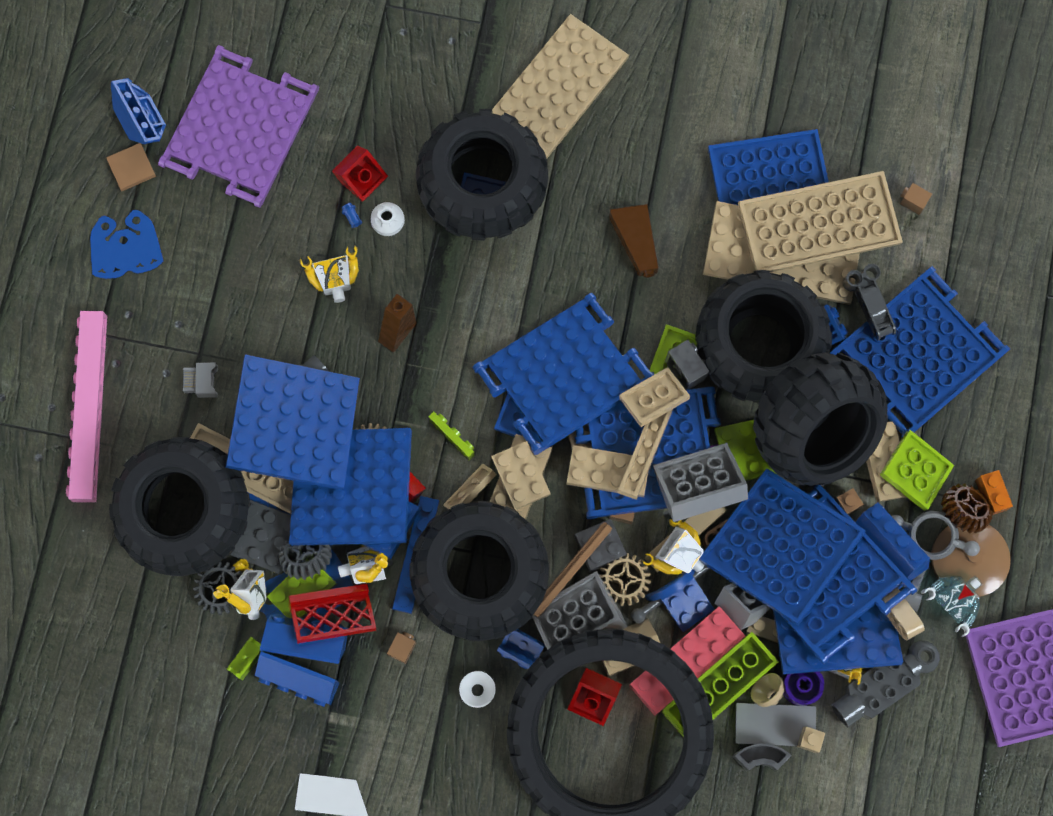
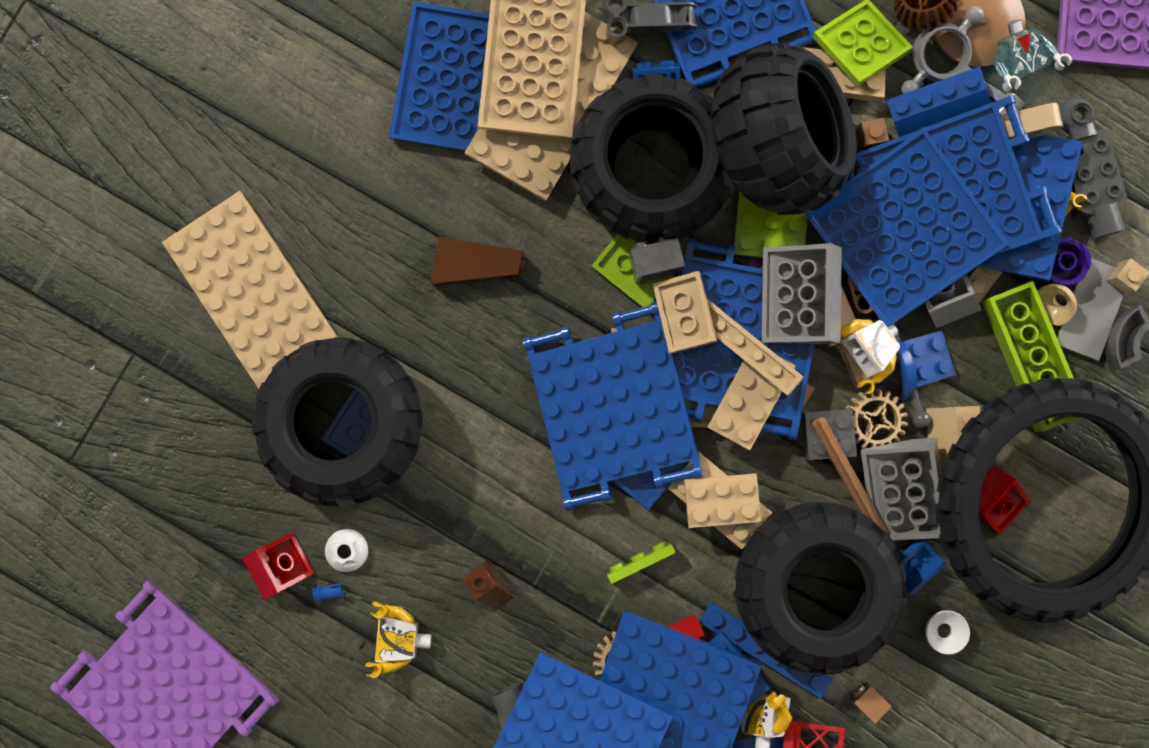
camera: 65 degrees left, 10 degrees up
(471, 487) = (711, 562): tan plate -> none
(700, 651) = (986, 368): coral brick -> none

